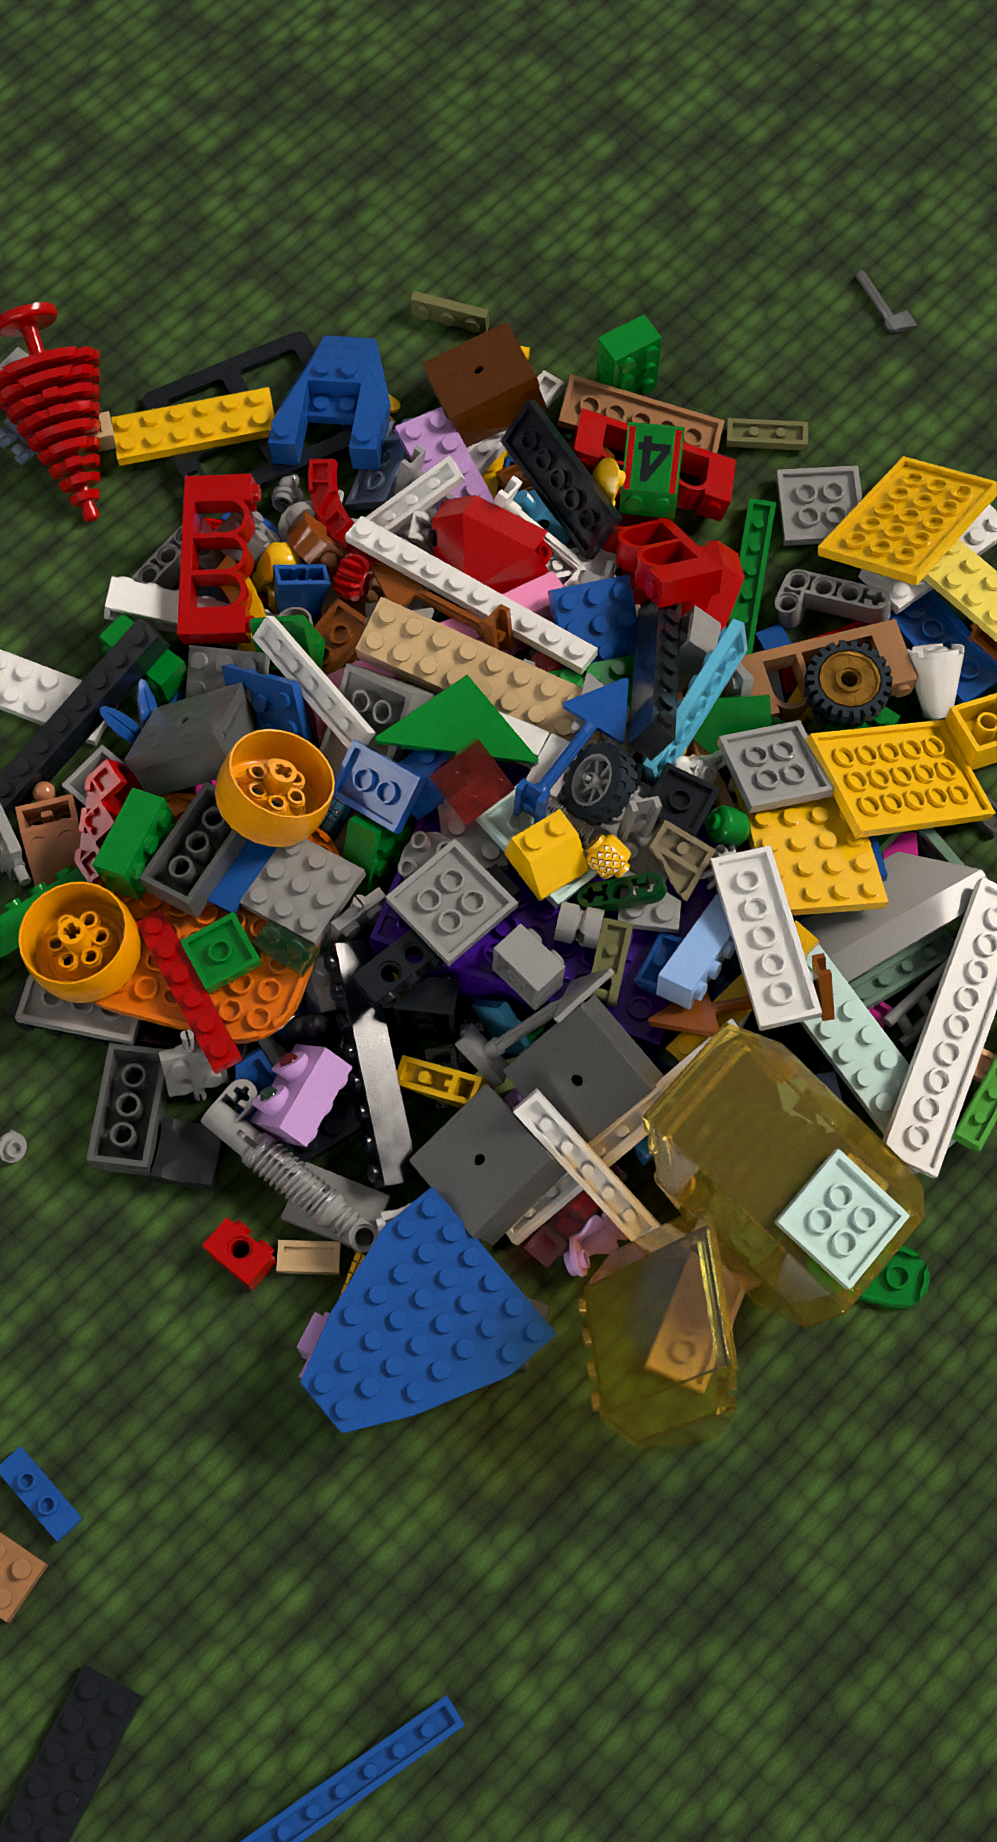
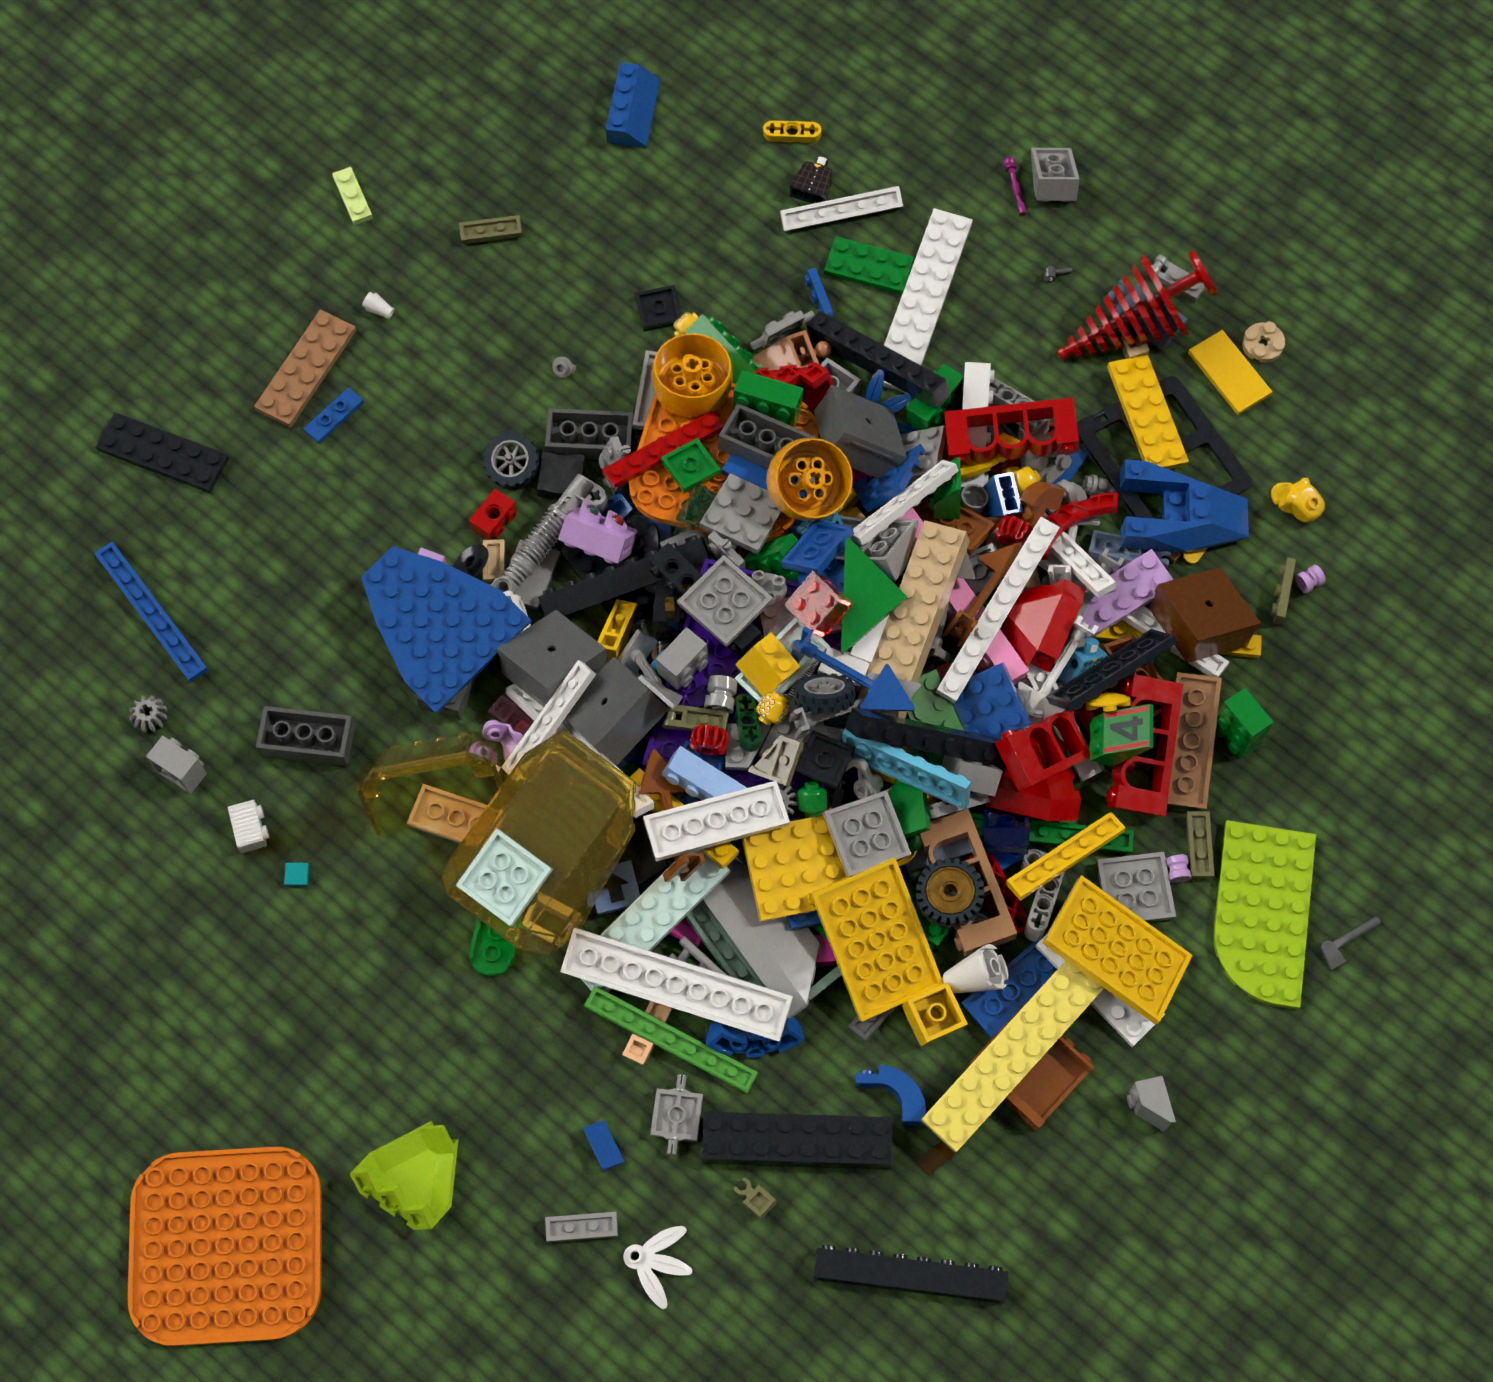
camera: 85 degrees right, 0 degrees up
(109, 285) = (1268, 332): none -> tan plate
(146, 338) = (1230, 372): none -> yellow tile
(151, 1192) = (502, 442): none -> black wheel
(302, 1292) = (472, 560): none -> black dish
(330, 281) = (1299, 499): none -> yellow head
(434, 282) = (1312, 577): none -> lavender wheel
(439, 986) = (669, 607): none -> pearl gold tile
(506, 1785) = (152, 706): none -> light grey gear
(571, 1536) = (305, 736): none -> dark grey brick
(608, 1738) = (177, 764): none -> light grey brick
(645, 942) = (709, 740): none -> red gear
(704, 1627) = (248, 826): none -> white brick
(762, 621) = (1005, 832): none -> clear blue slope
(778, 1555) = (296, 875): none -> teal tile
(790, 565) = (1065, 856): none -> yellow plate
(797, 457) = (1178, 868): none -> lavender wheel
(846, 381) = (1264, 910): none -> lime plate

